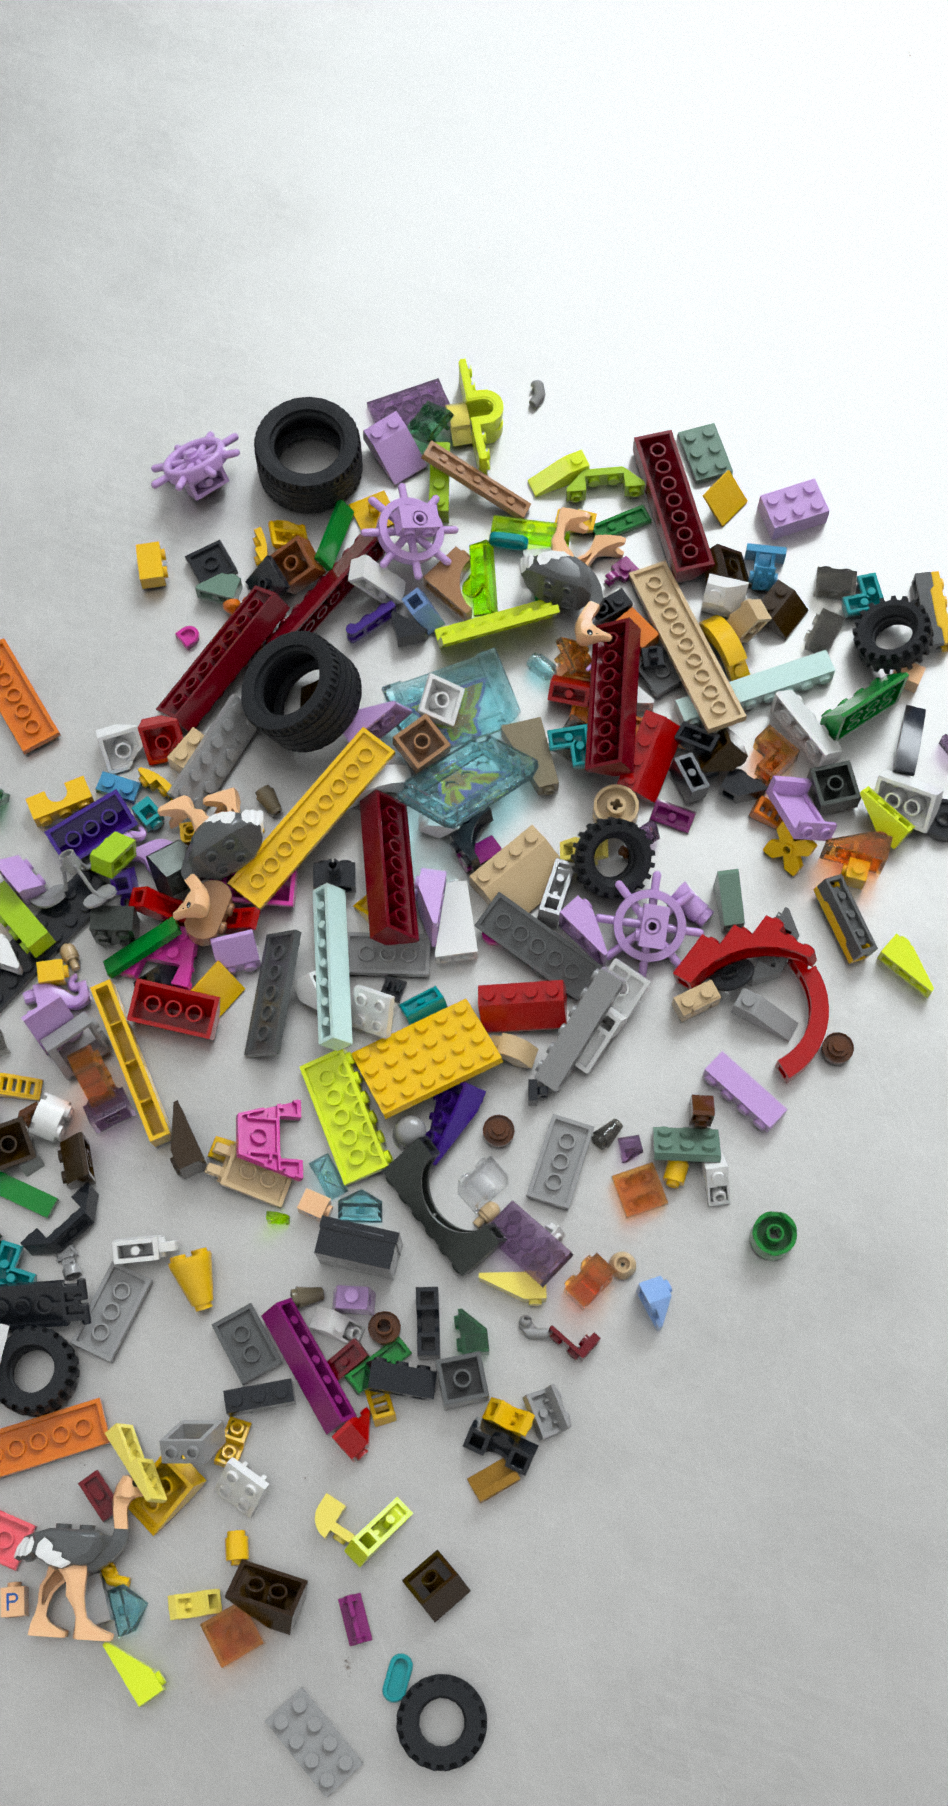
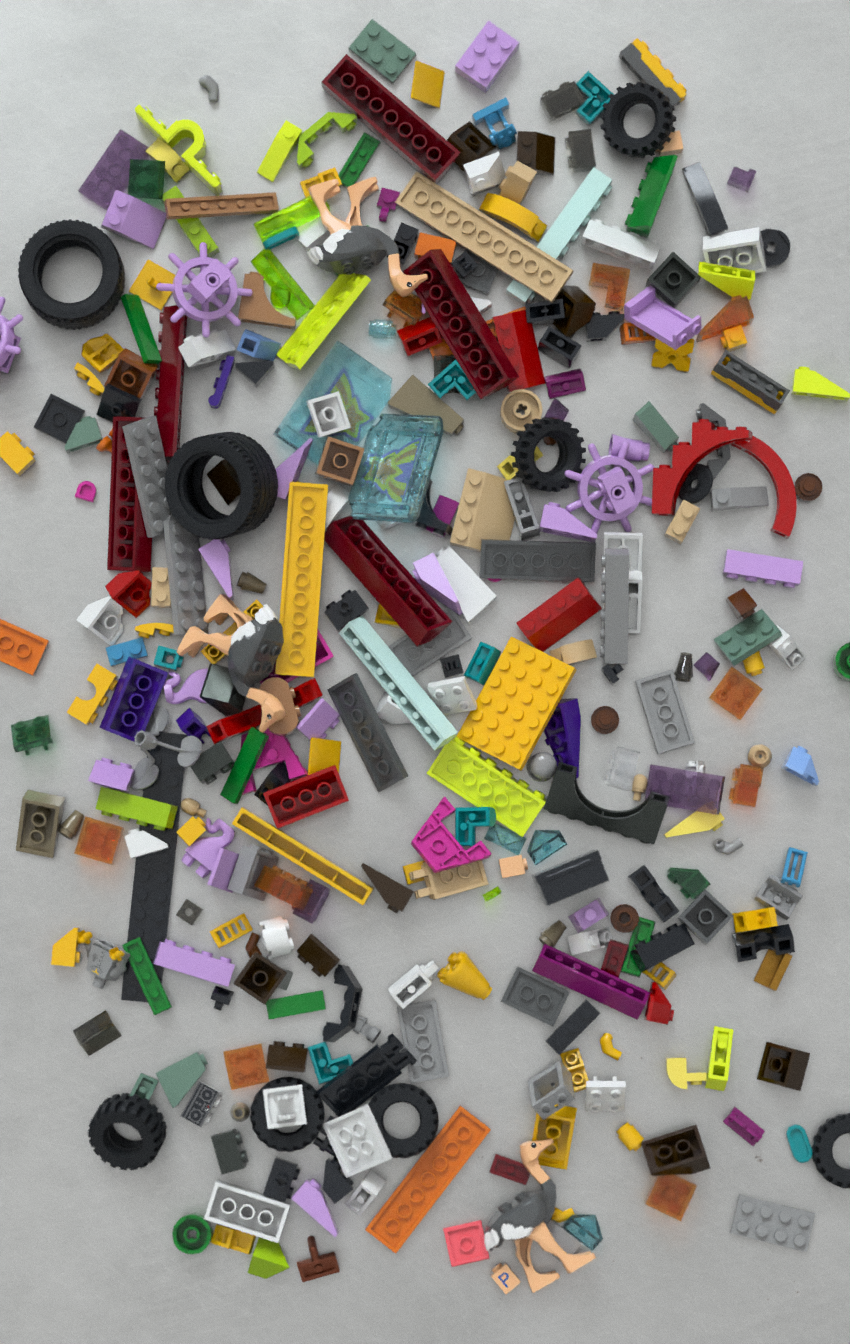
camera: 35 degrees left, 15 degrees up
(113, 855) = (171, 711): lime brick -> none
(139, 1677) = (626, 1265): neon yellow slope -> none
(141, 1470) = (530, 1133): light yellow slope -> none
(194, 1604) = (630, 1193): light yellow brick -> none
(253, 764) = (218, 560): none -> lavender slope
(254, 630) = (149, 472): none -> light grey plate
(279, 1441) = (607, 1046): none -> yellow arm
(305, 1134) = (468, 819): none -> teal brick
(571, 1402) = (791, 880): none -> dark azure tile
(587, 1343) = (773, 829): dark red bracket -> none

